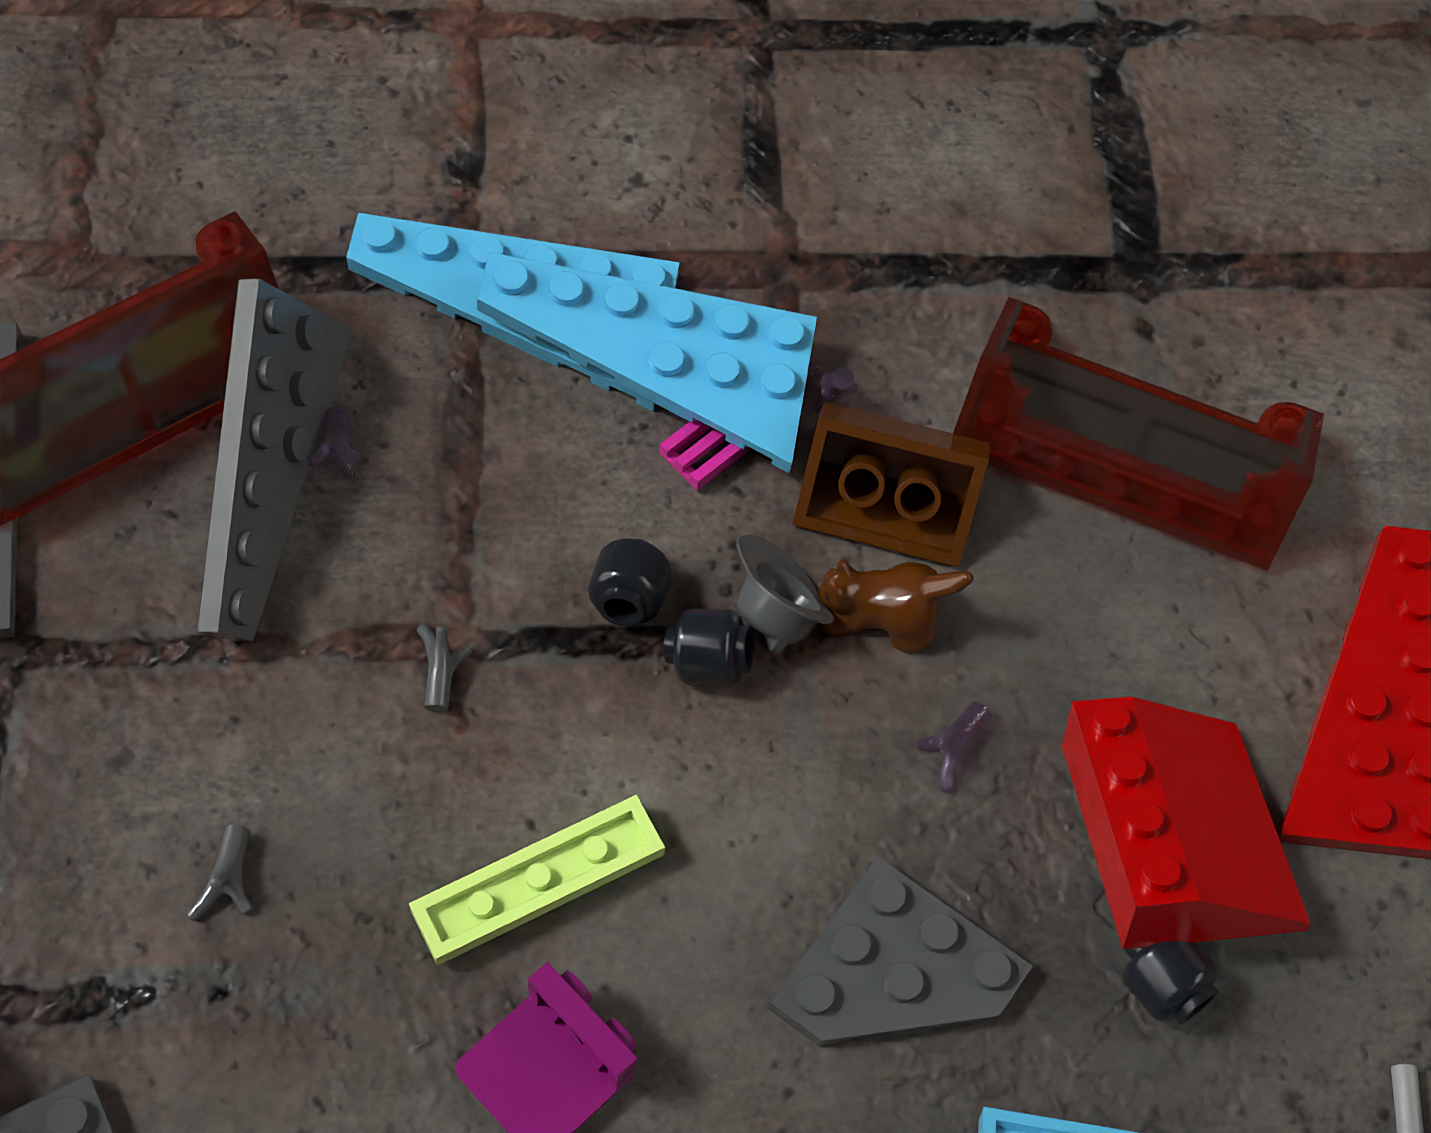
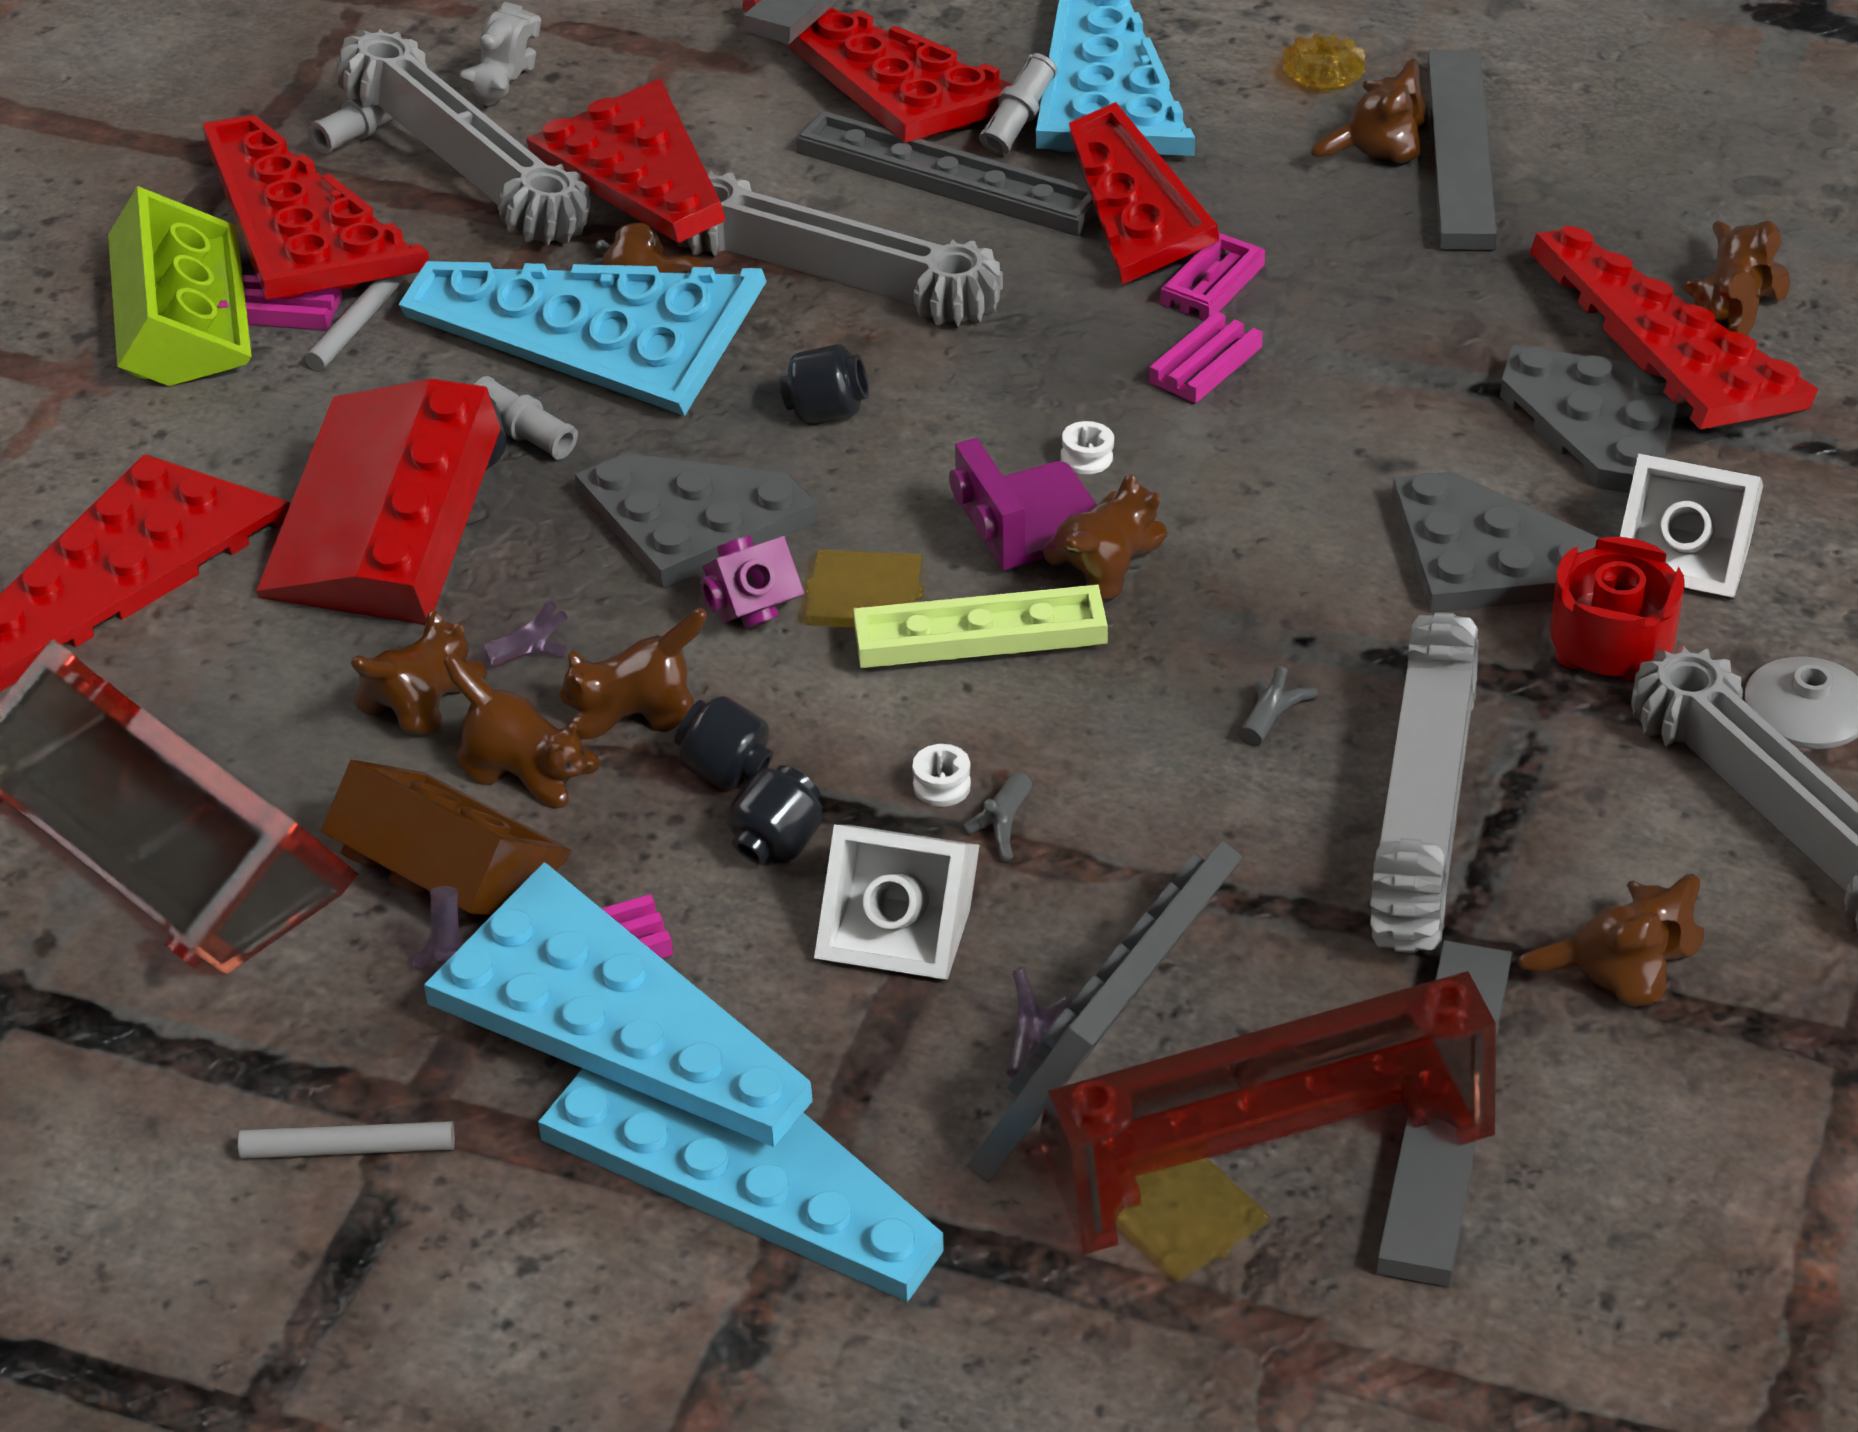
camera: 150 degrees left, 20 degrees down
(46, 786) = (1425, 784): none -> light grey arm
(450, 1006) = (1108, 536): none -> reddish brown animal
(491, 534) = (895, 900): none -> white slope
(500, 674) = (941, 760): none -> white bush
(677, 918) = (860, 580): none -> clear yellow piece
(776, 845) = (769, 575): none -> magenta brick
(777, 595) = (629, 762): dark grey piece -> none
(811, 225) = (346, 1140): none -> light grey bar
(826, 697) = (639, 680): none -> reddish brown animal
(1023, 632) = (414, 677): none -> reddish brown animal
(1134, 1036) = (526, 419): none -> light grey pin

